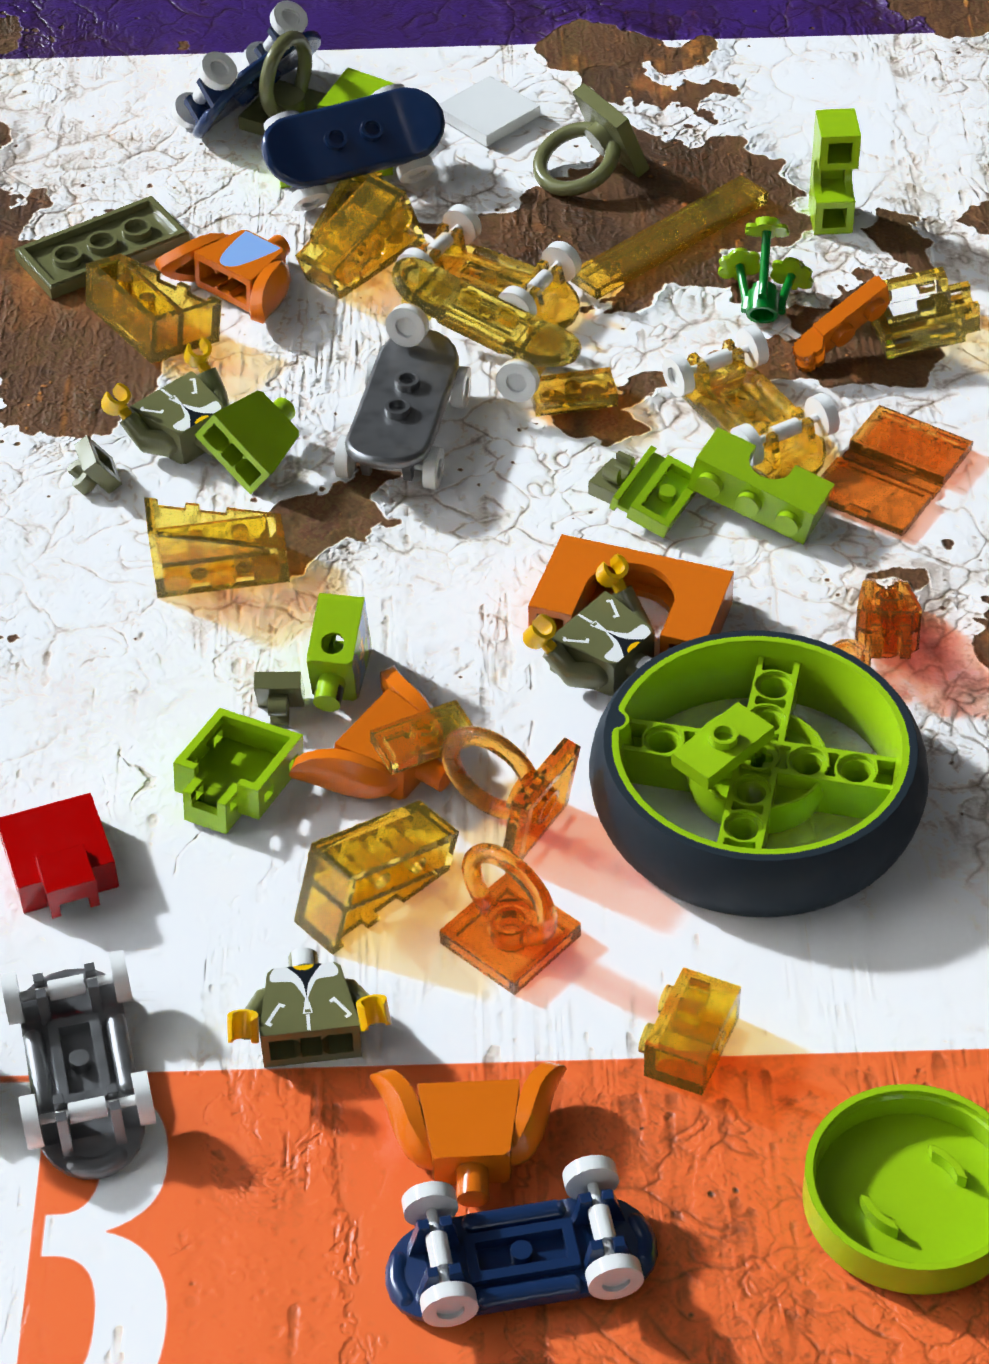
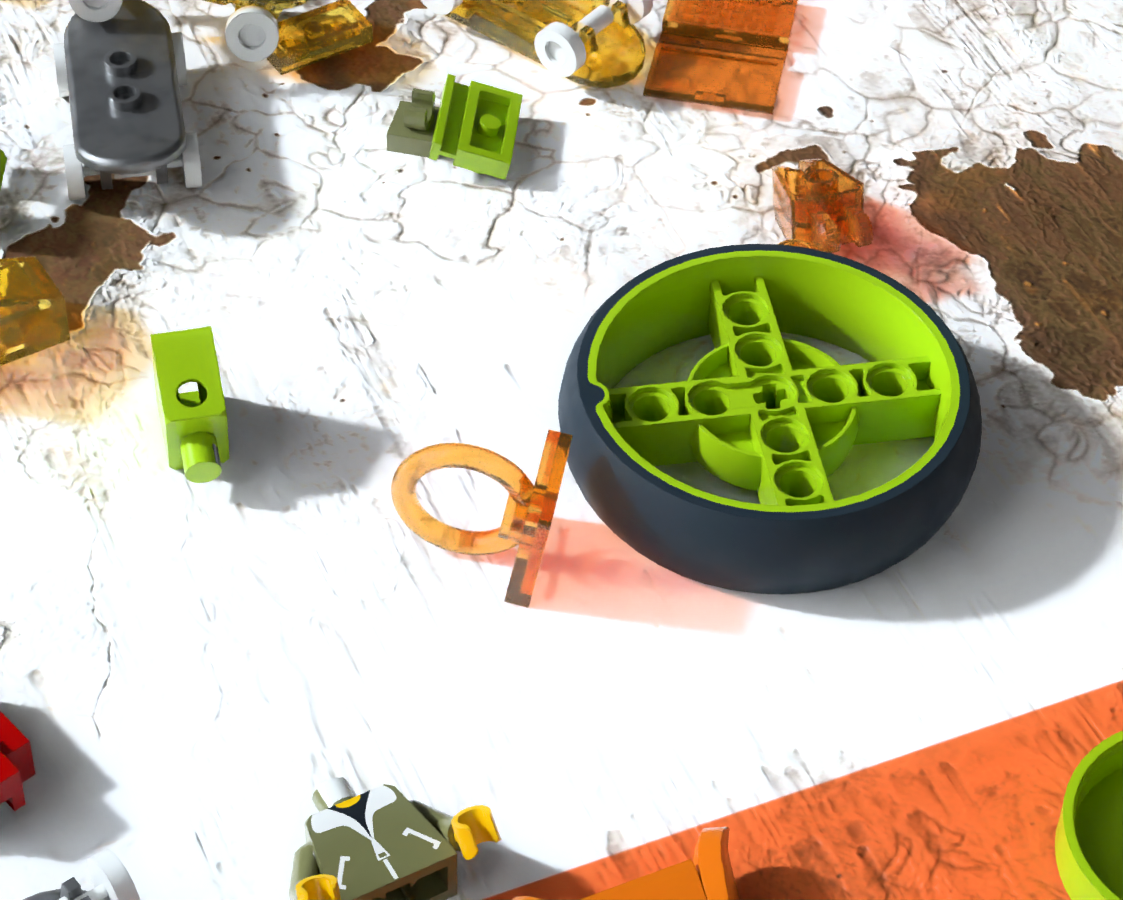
camera: 25 degrees left, 0 degrees up
(234, 769) = (124, 584): lime piece -> none
(279, 693) = (134, 475): olive tile -> none
(353, 763) = (306, 509): orange torso -> none
(368, 868) = (361, 658): clear yellow wedge -> none
(417, 737) = (353, 479): clear yellow plate -> none
(511, 925) = (559, 681): clear orange tile -> none
(602, 641) = (507, 312): olive torso -> none
(690, 1030) = (847, 740): clear yellow brick -> none
(691, 592) = (448, 235): orange arch -> none
(722, 746) = (738, 391): lime plate -> none
(784, 504) = (560, 91): lime arch -> none

